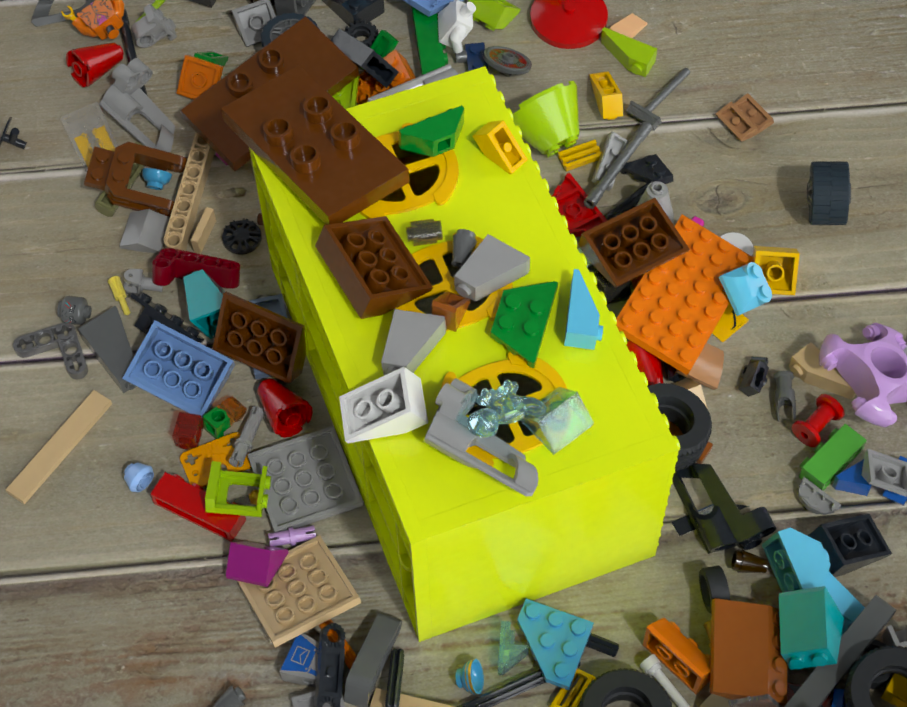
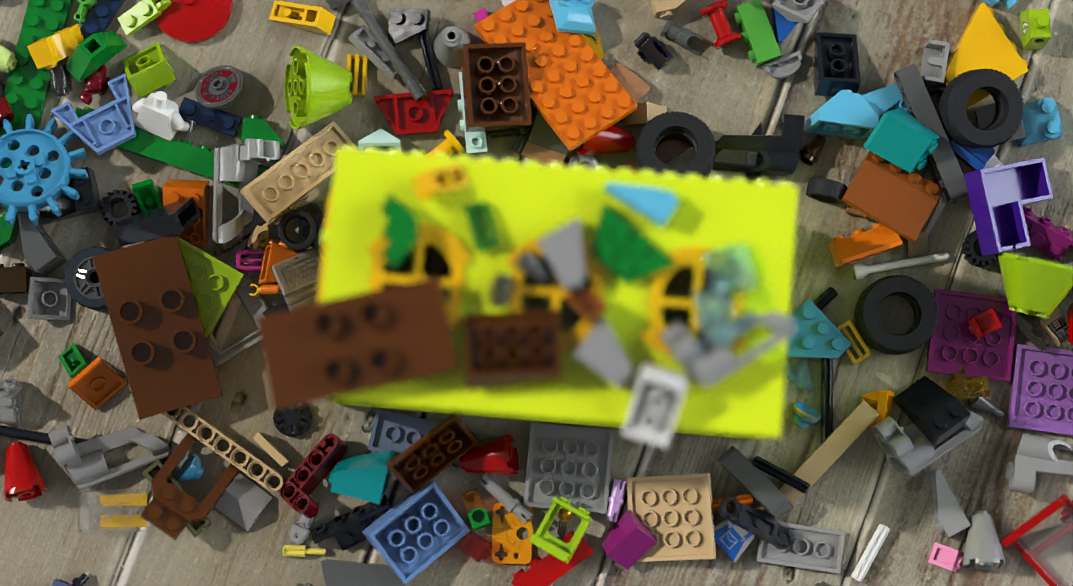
camera: 65 degrees left, 25 degrees up
(480, 200) = (487, 245): none -> green tile

